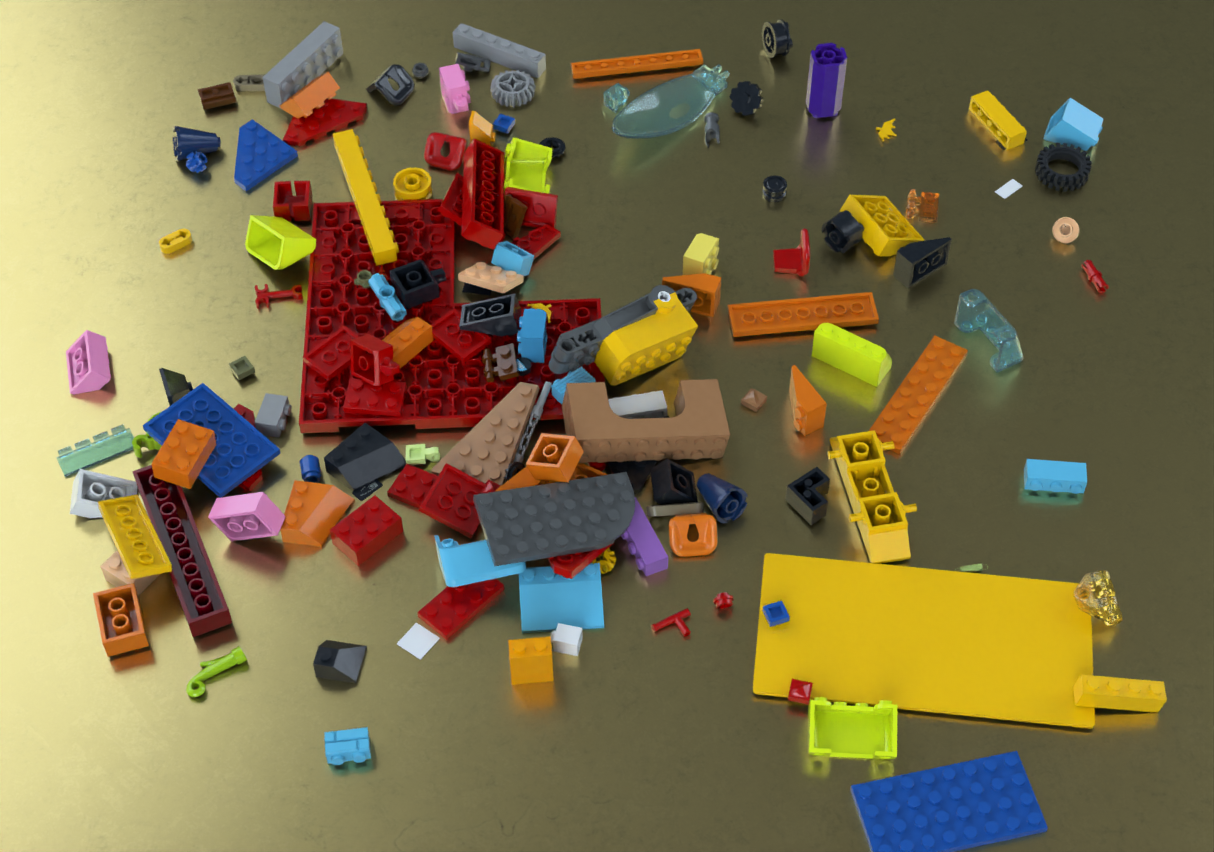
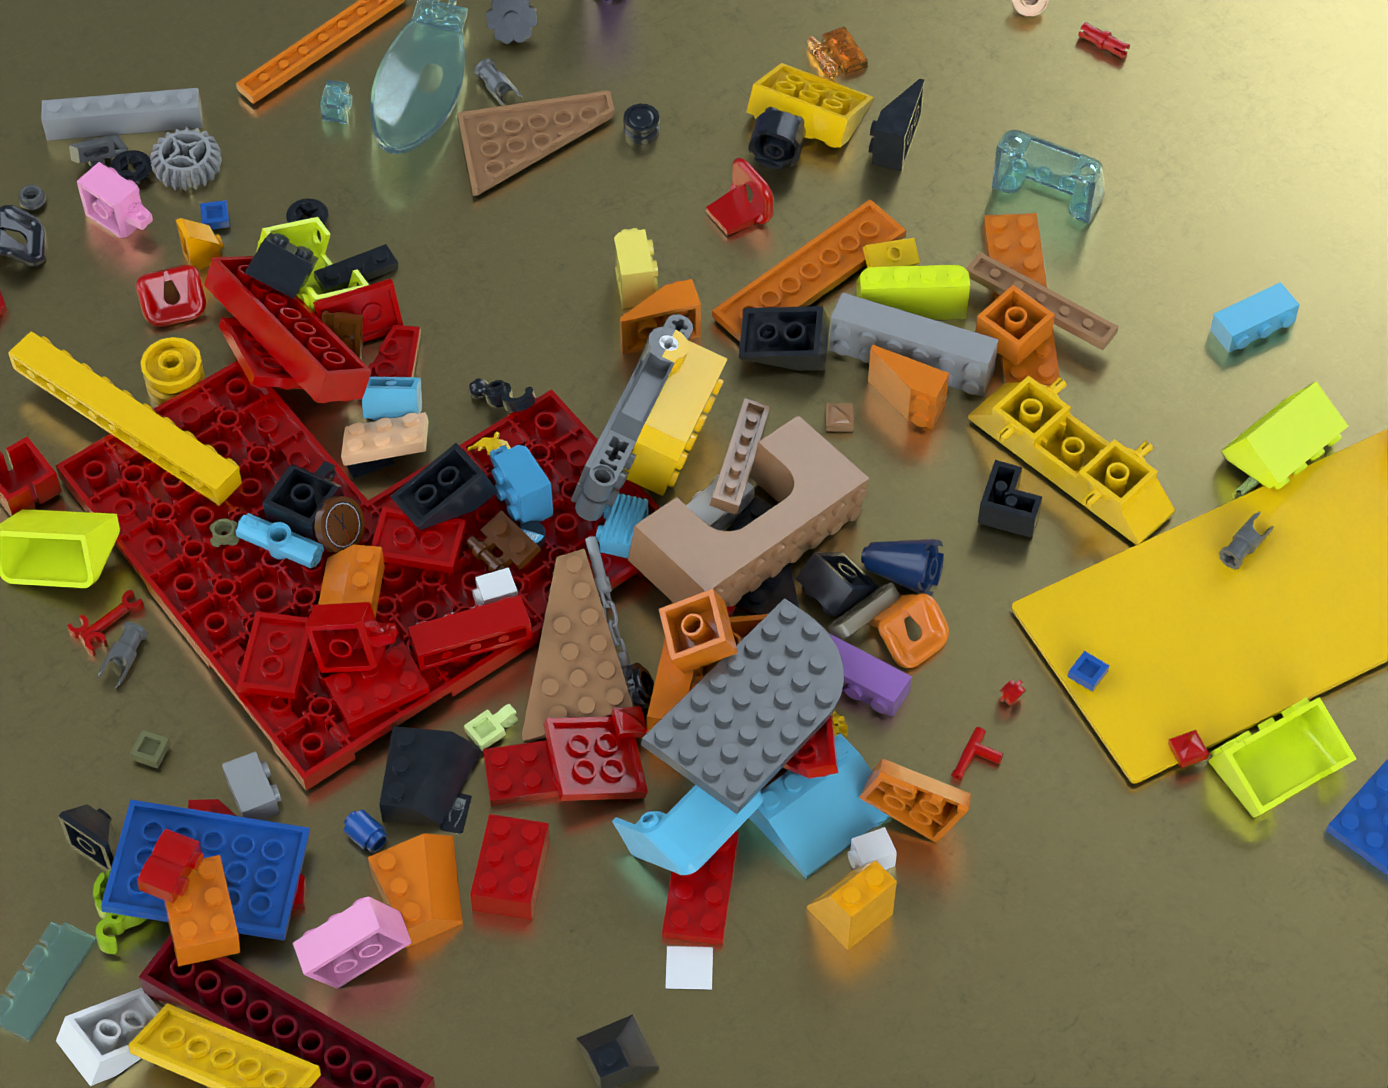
camera: 35 degrees left, 5 degrees up
(179, 418) = (170, 865): none -> red brick
(271, 313) = (124, 651): none -> dark grey piece
(422, 303) = (339, 523): none -> reddish brown tile
(442, 395) = (470, 632): none -> red brick
(475, 383) = (494, 587): none -> white brick
(476, 78) = (138, 160): none -> black gear
(506, 160) = (282, 265): none -> black slope
(558, 187) = (369, 264): none -> black plate
(572, 287) = (500, 394): none -> black piece
(610, 621) = (915, 799): none -> orange wedge
(668, 387) = (740, 456): none -> medium nougat plate
(697, 161) = (516, 135): none -> medium nougat wing
(756, 339) = (785, 337): none -> black slope
(843, 396) = (960, 352): none -> light grey brick
(859, 327) = (892, 253): none -> yellow plate
(893, 400) = (1017, 323): none -> orange brick
(924, 397) = (1068, 314): none -> medium nougat plate
(934, 596) = (1243, 543): none -> dark grey piece
(1013, 552) = (1287, 437): none -> neon yellow windscreen

